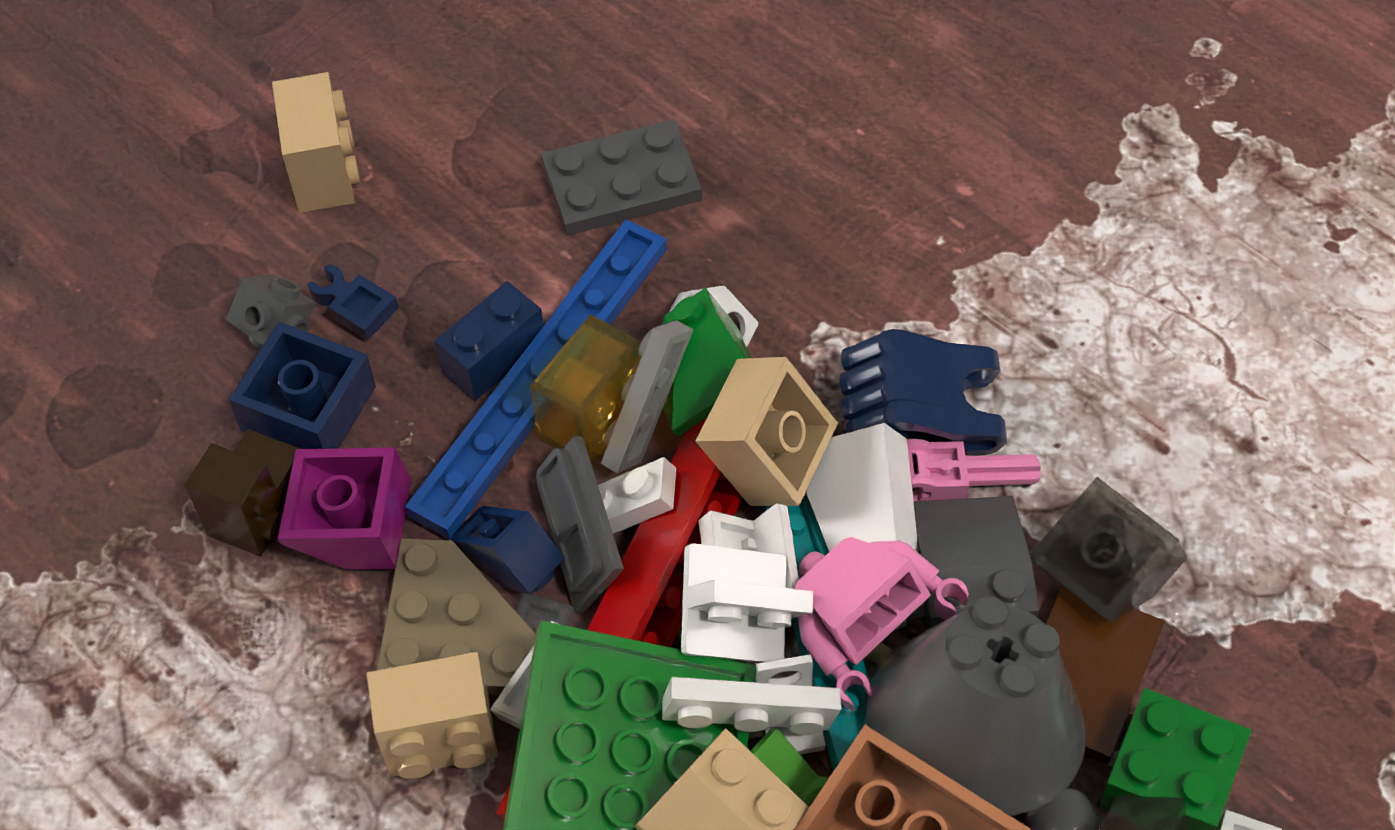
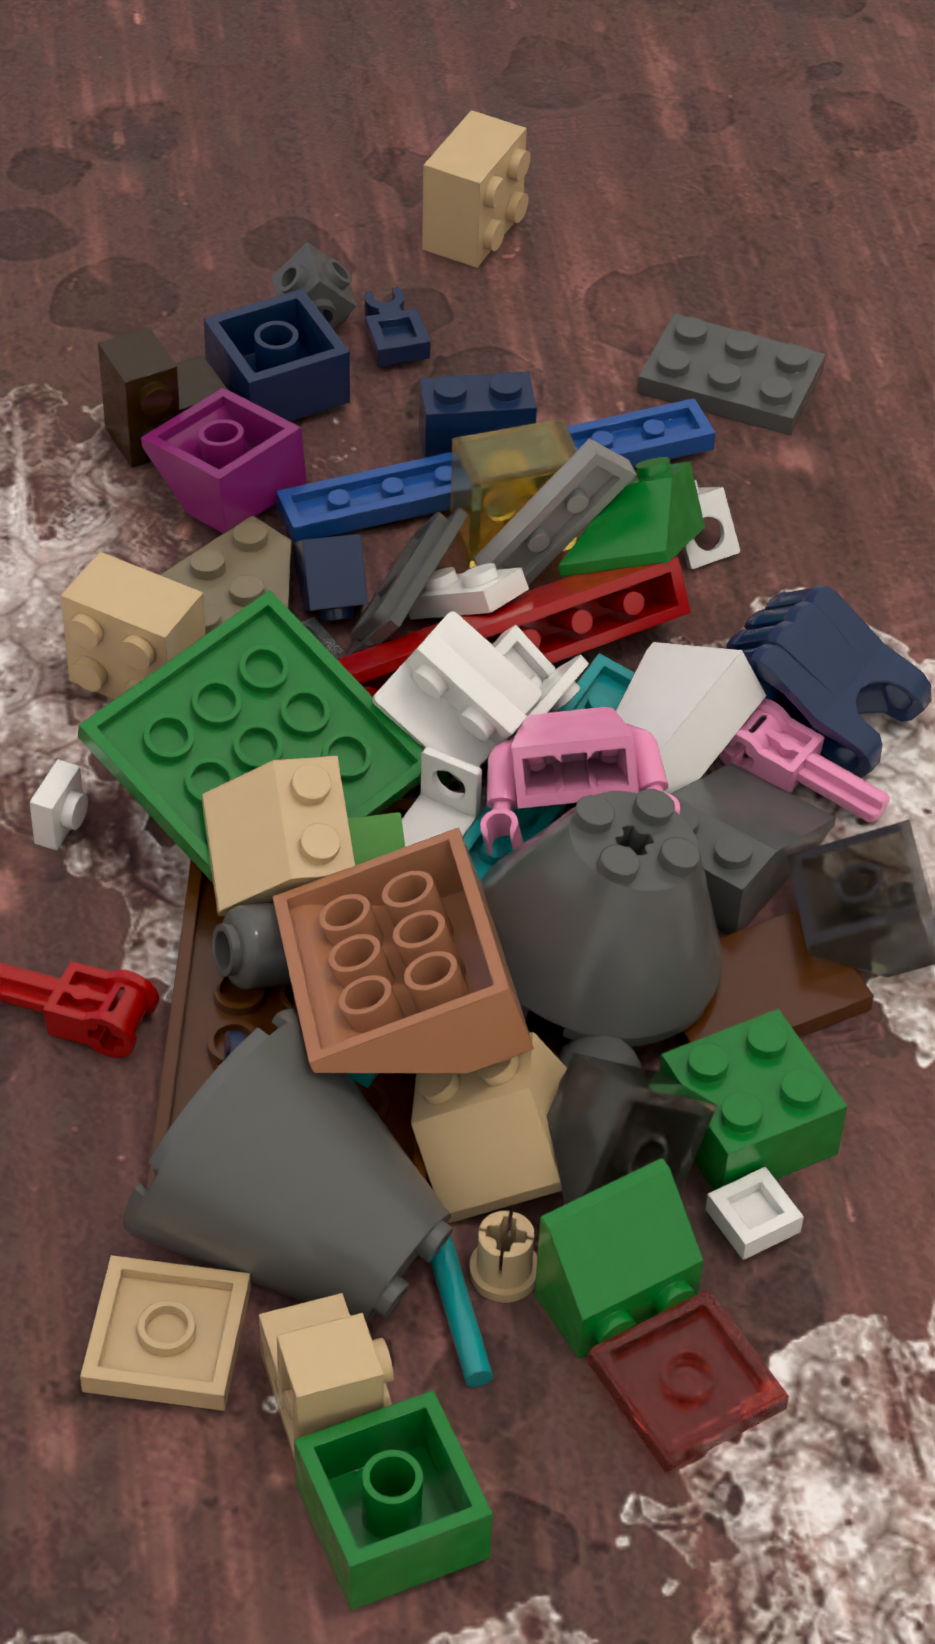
camera: 35 degrees right, 10 degrees down
(750, 705) = (387, 768): white plate -> none
(767, 431) = (627, 593): tan brick -> none

